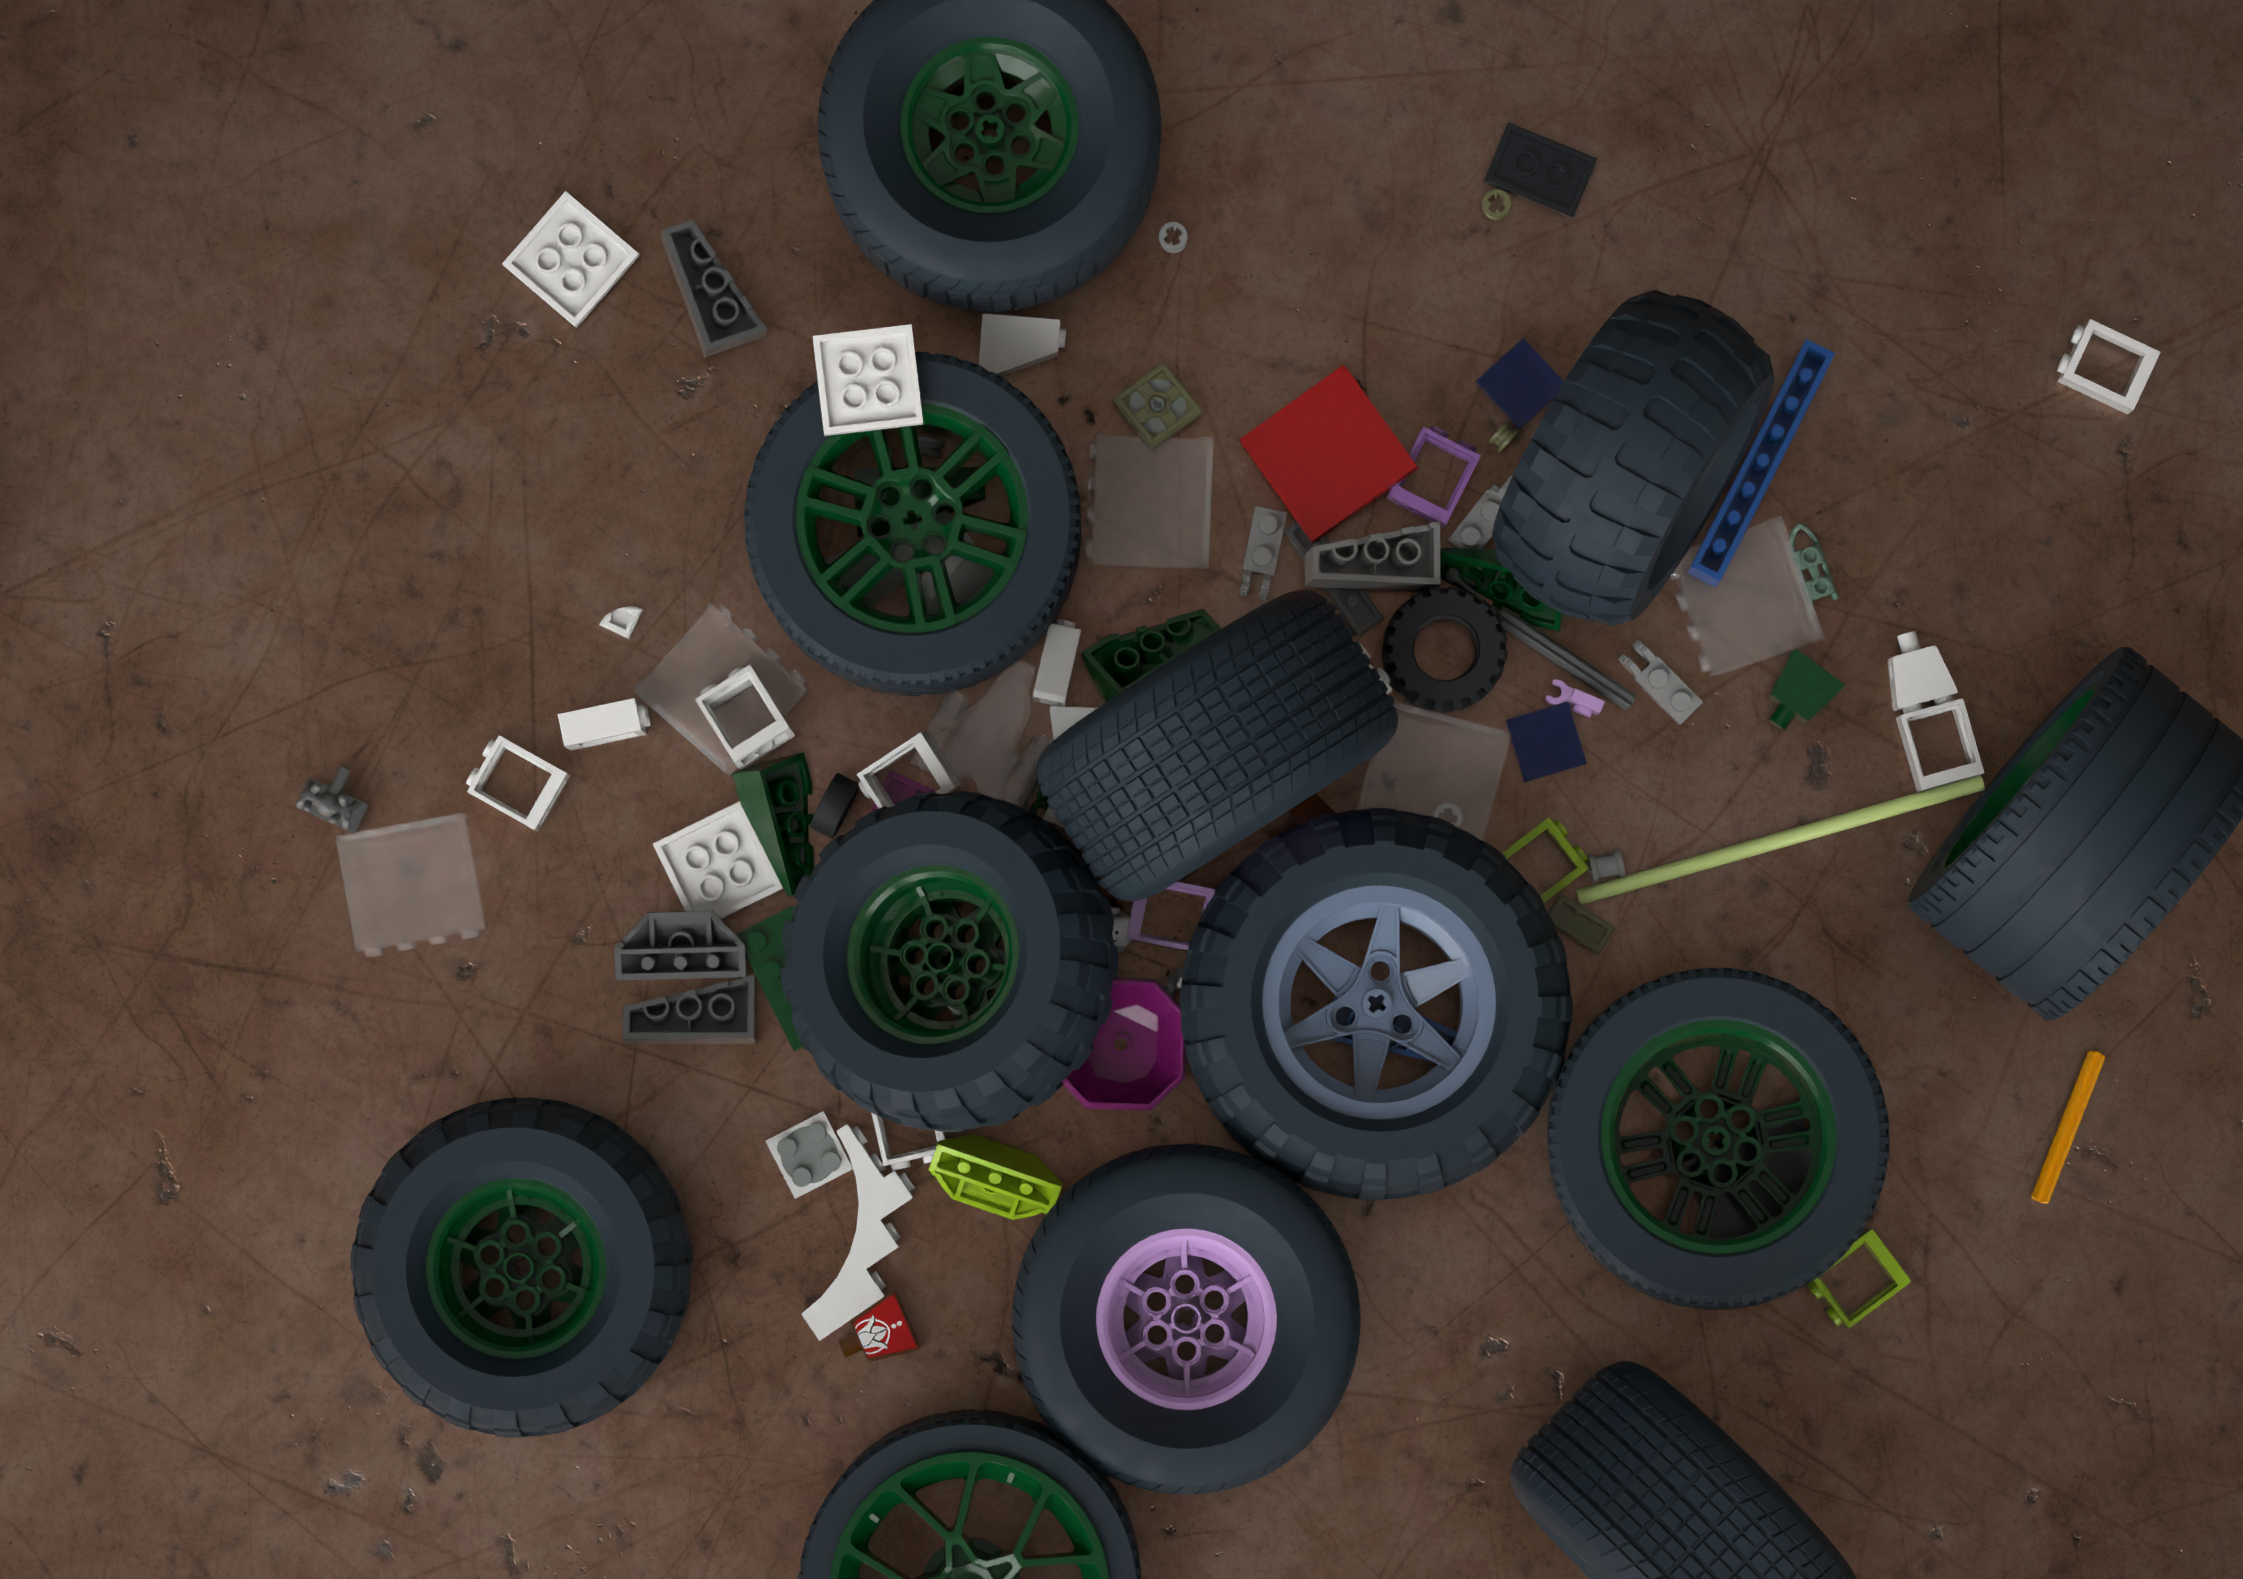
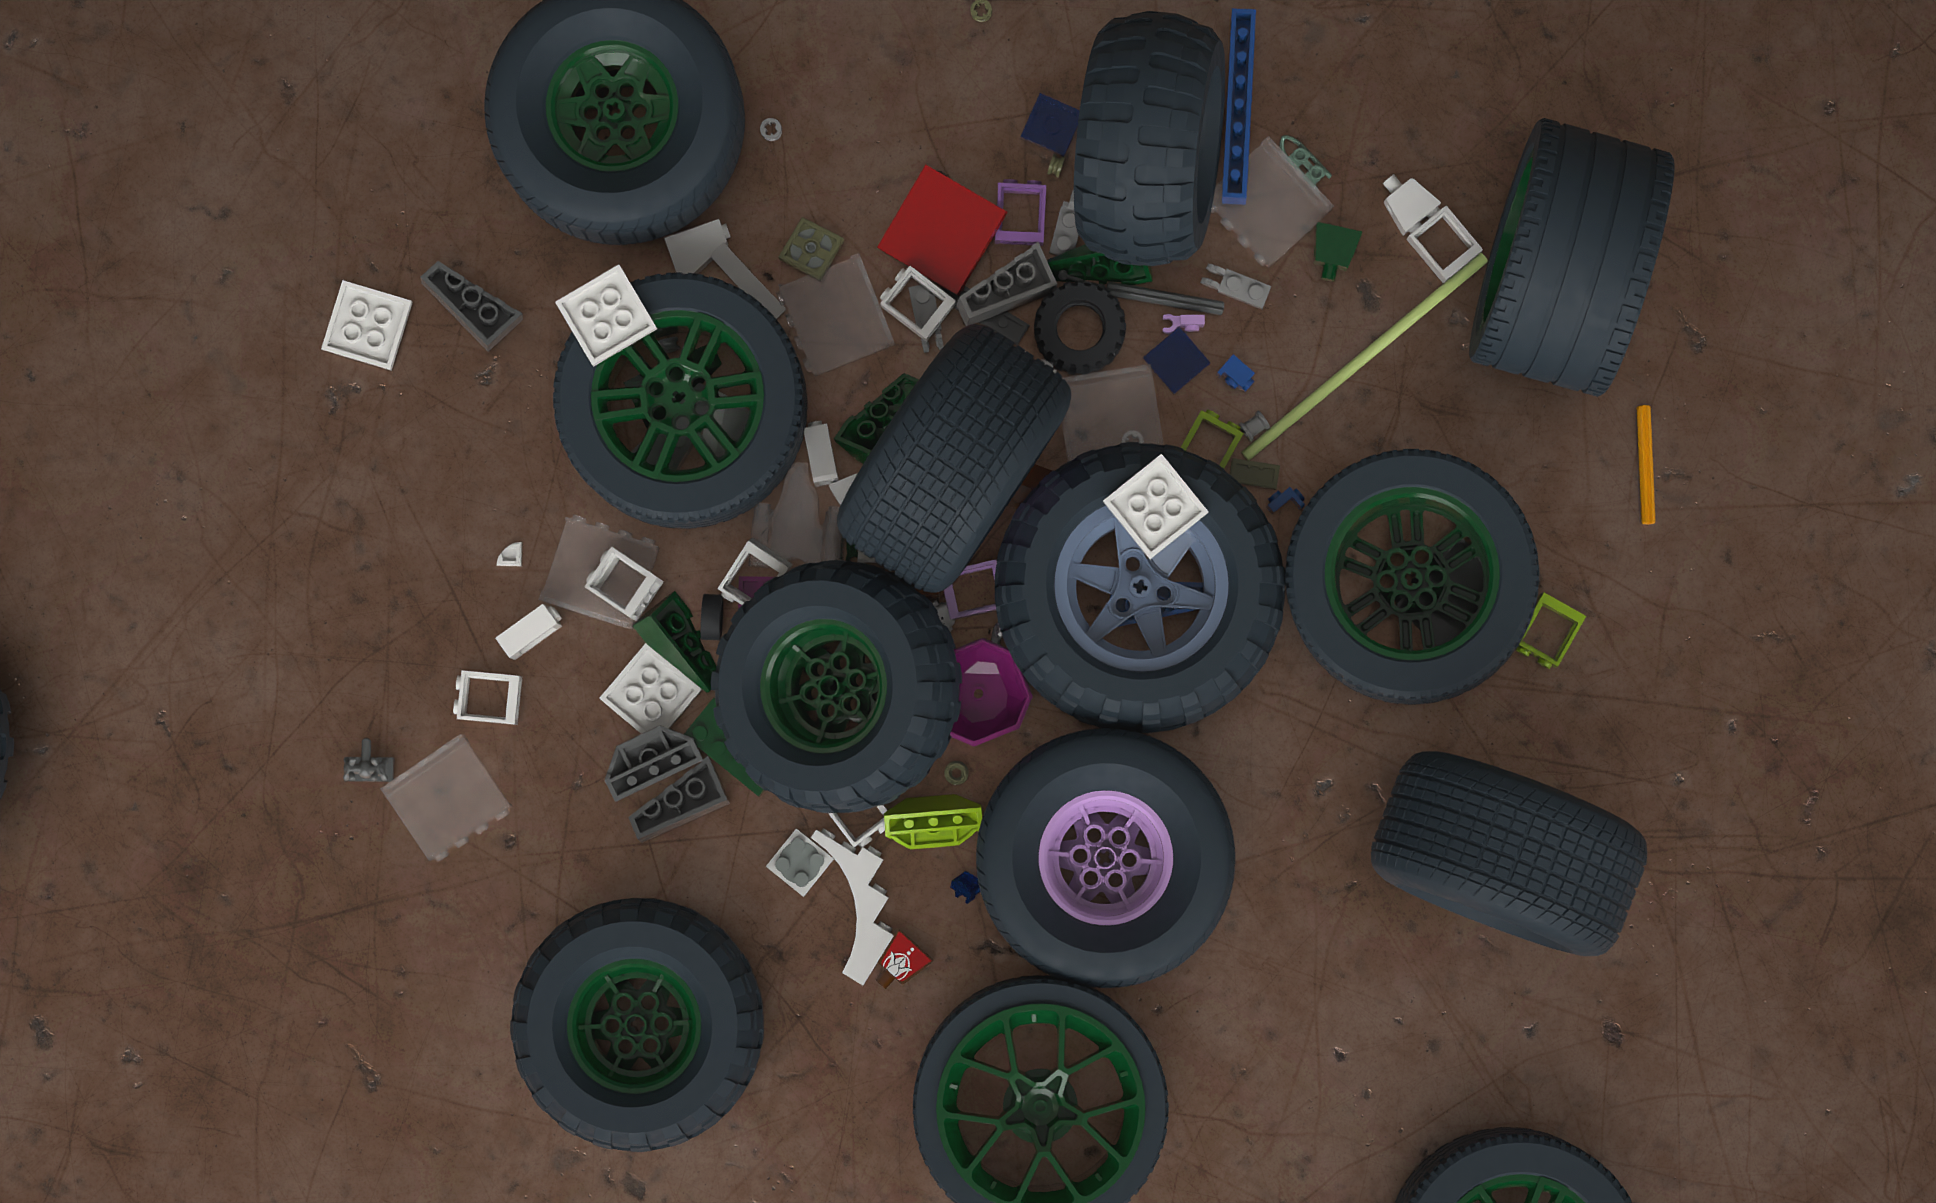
camera: 15 degrees left, 0 degrees up
(1001, 1274) = (966, 885): none -> clear blue tile
(1050, 1140) = (964, 772): none -> olive plate
(1060, 410) = (745, 279): none -> white sticker
(1274, 560) = (935, 320): none -> white window
(1438, 915) = (1155, 506): none -> white plate
(1596, 969) = (1279, 499): none -> blue bracket
(1612, 791) = (1237, 374): none -> blue brick

